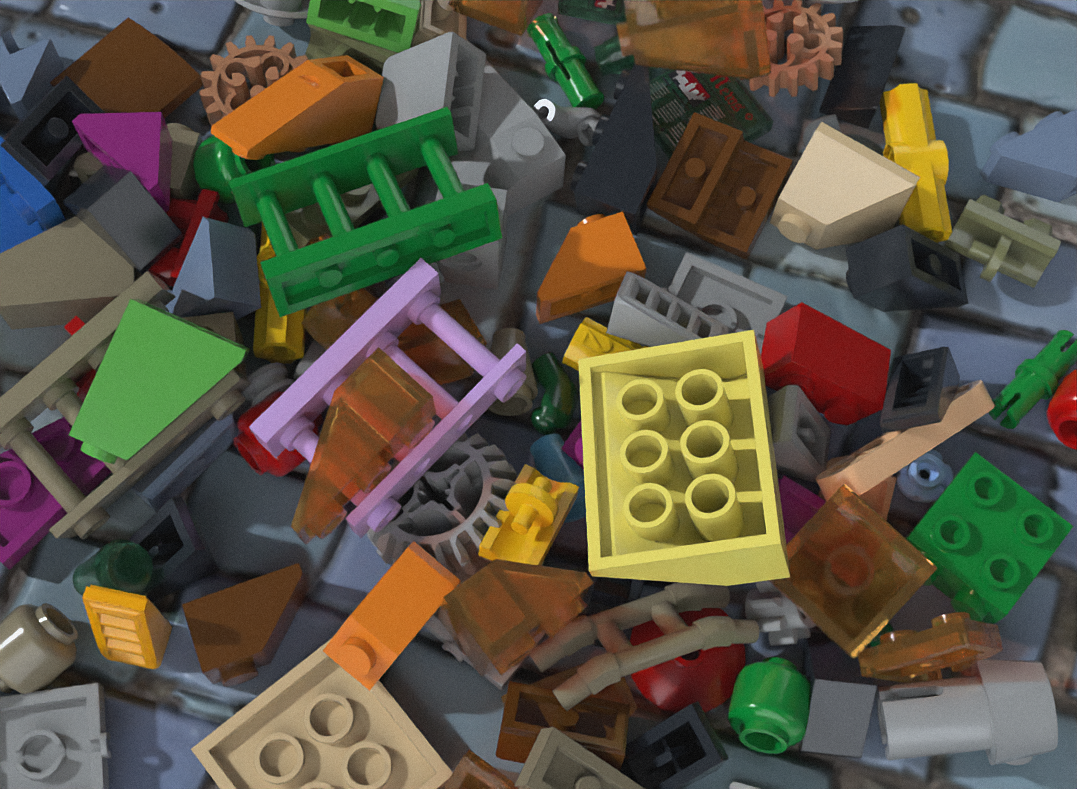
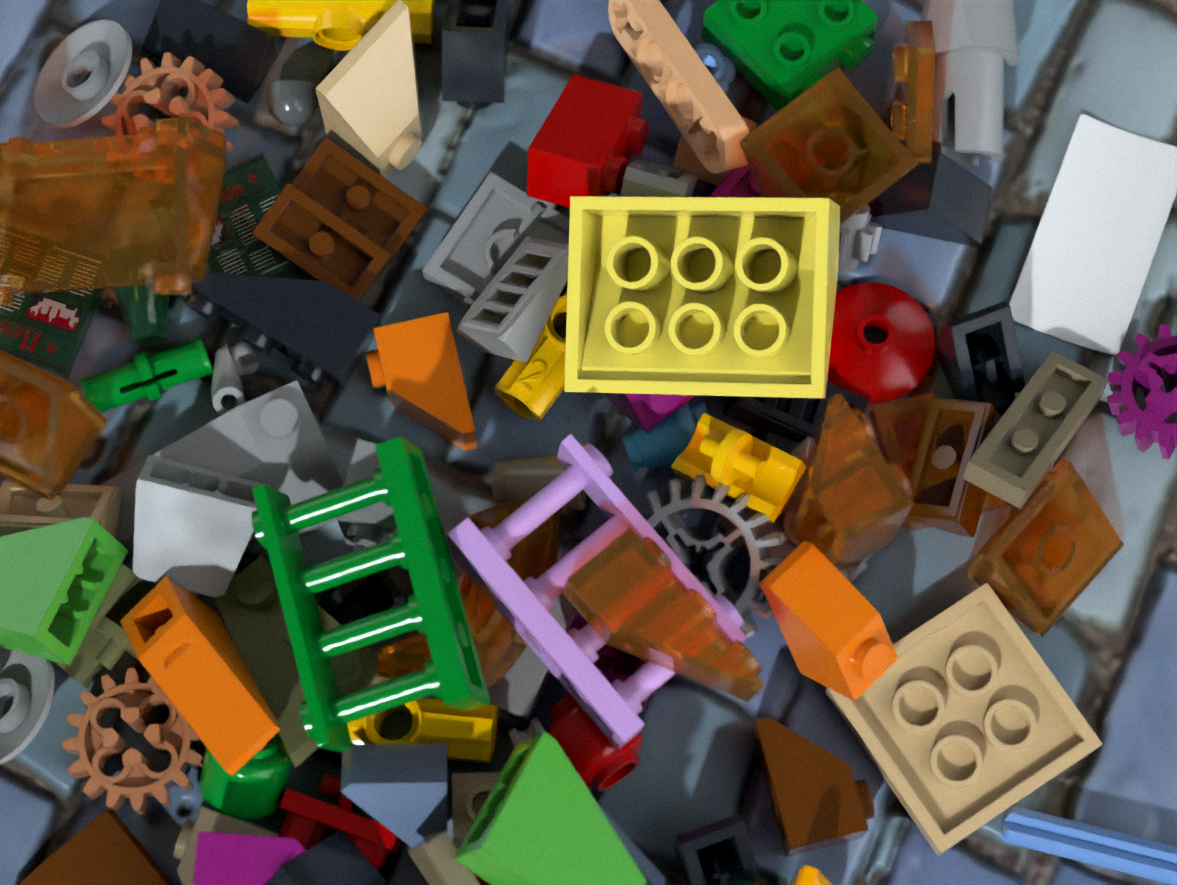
camera: 80 degrees left, 5 degrees up
(559, 395) = (547, 437): dark green arm -> none
(626, 659) = (895, 387): dark tan piece -> none
(770, 705) = (939, 262): green head -> none
(919, 389) = (596, 52): black slope -> none

